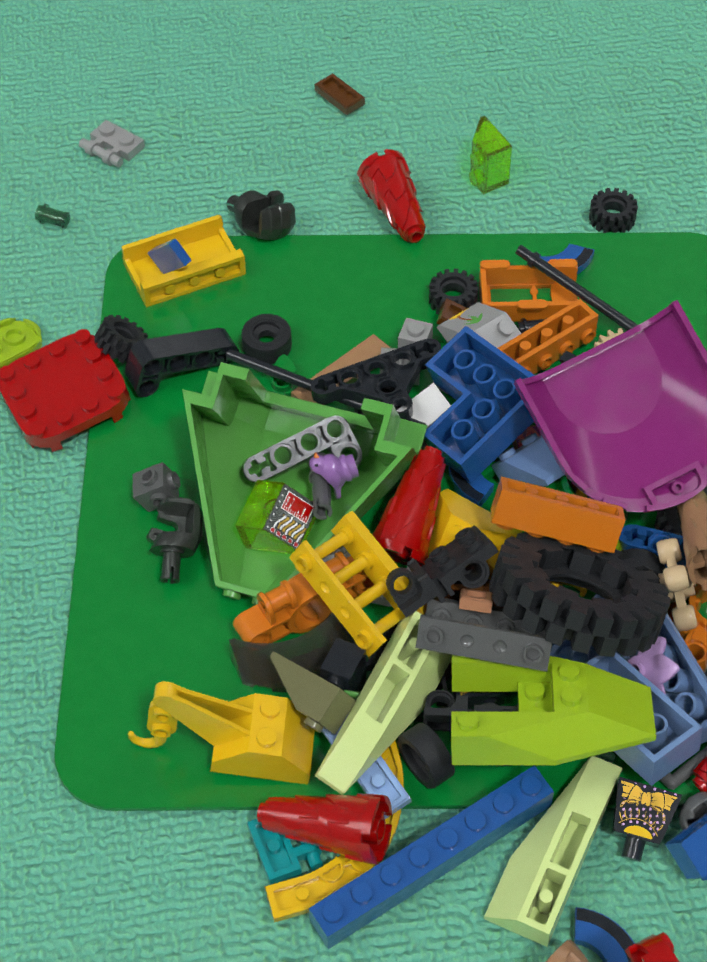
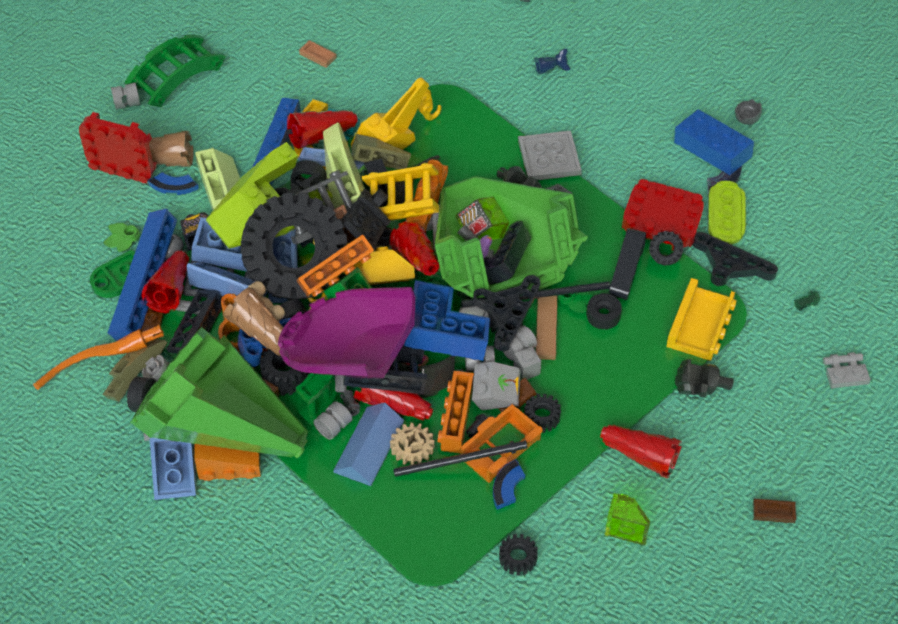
camera: 135 degrees right, 0 degrees up
(64, 289) = (738, 266): none -> black beam
(85, 557) = (549, 155): none -> light grey plate
(169, 256) = (699, 297): blue tile -> none
(655, 665) = (242, 272): lavender plate -> none

